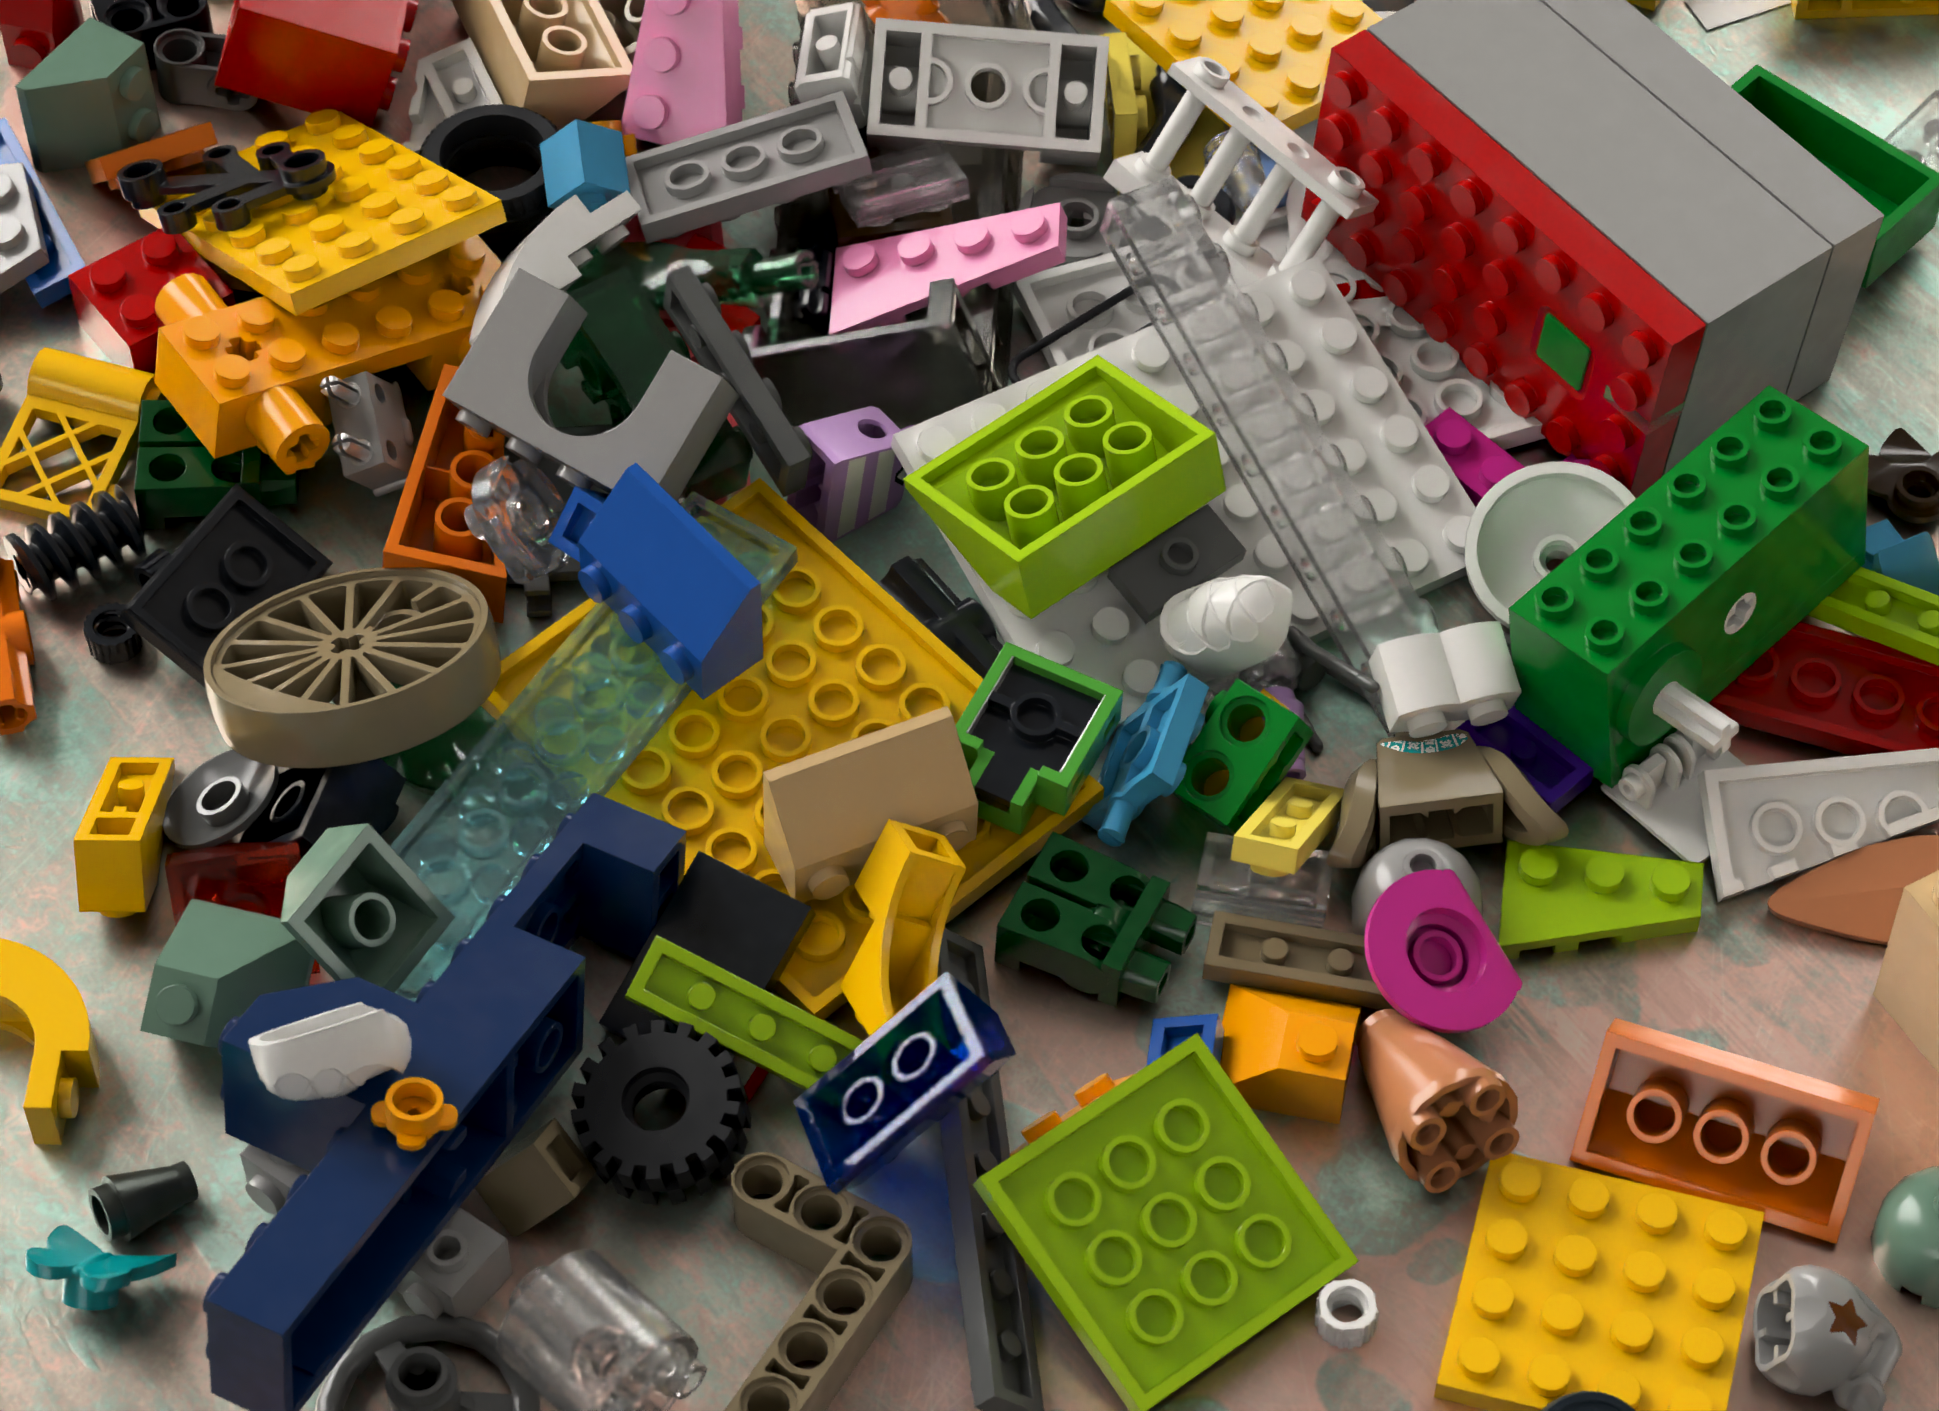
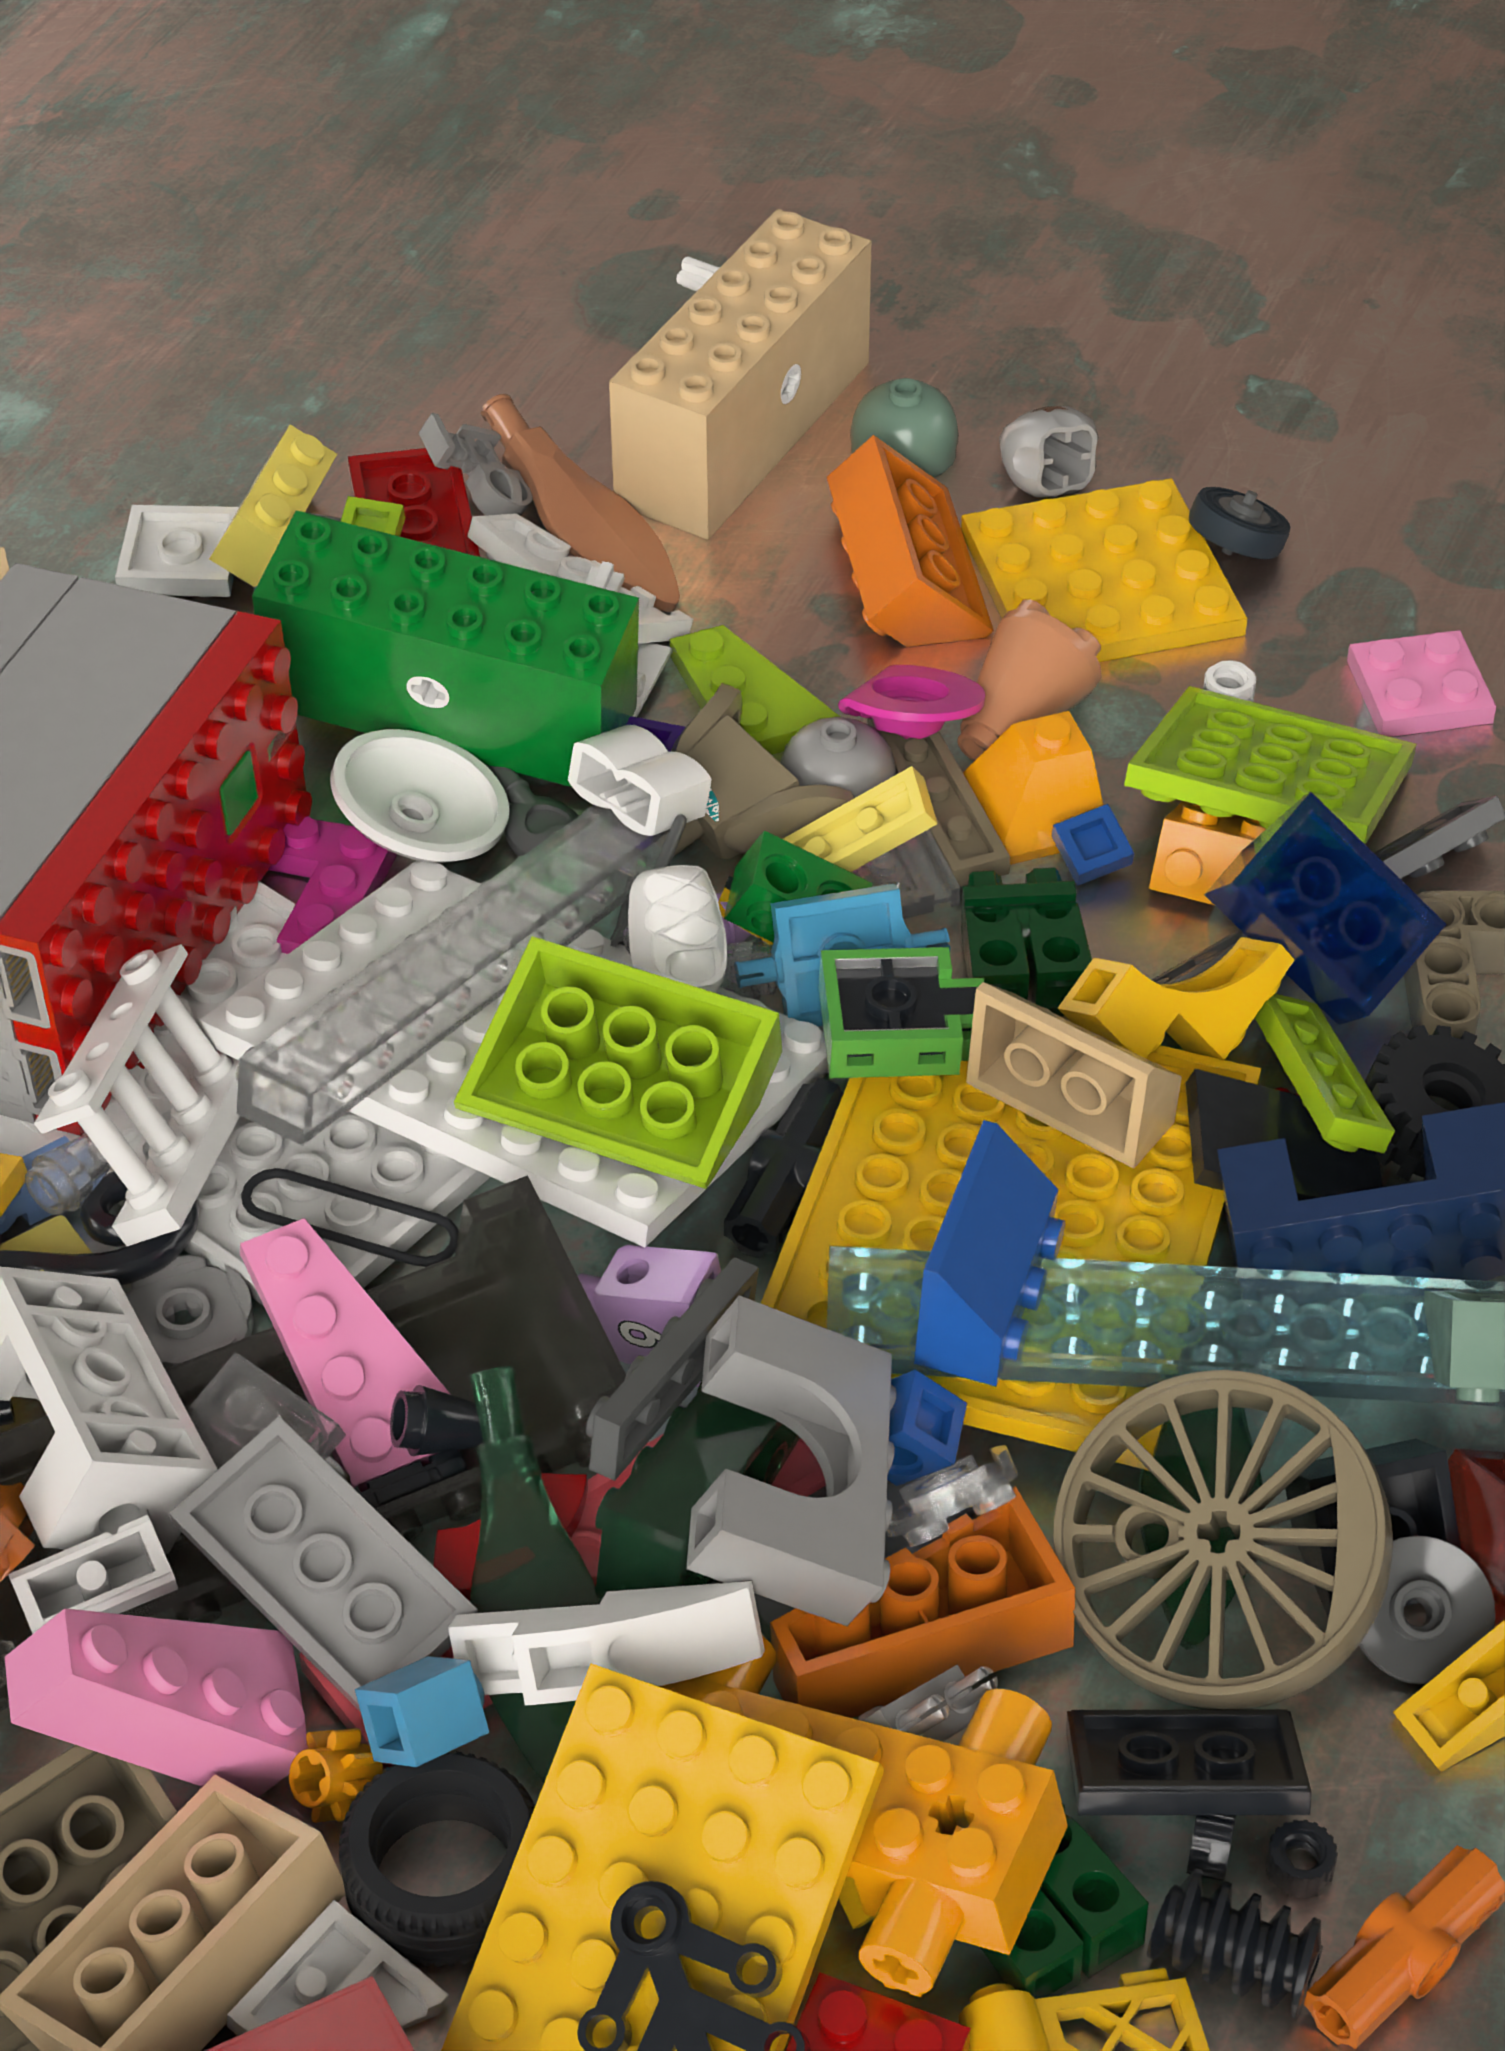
camera: 120 degrees left, 5 degrees down
(839, 285) = (433, 1422): none -> black cone

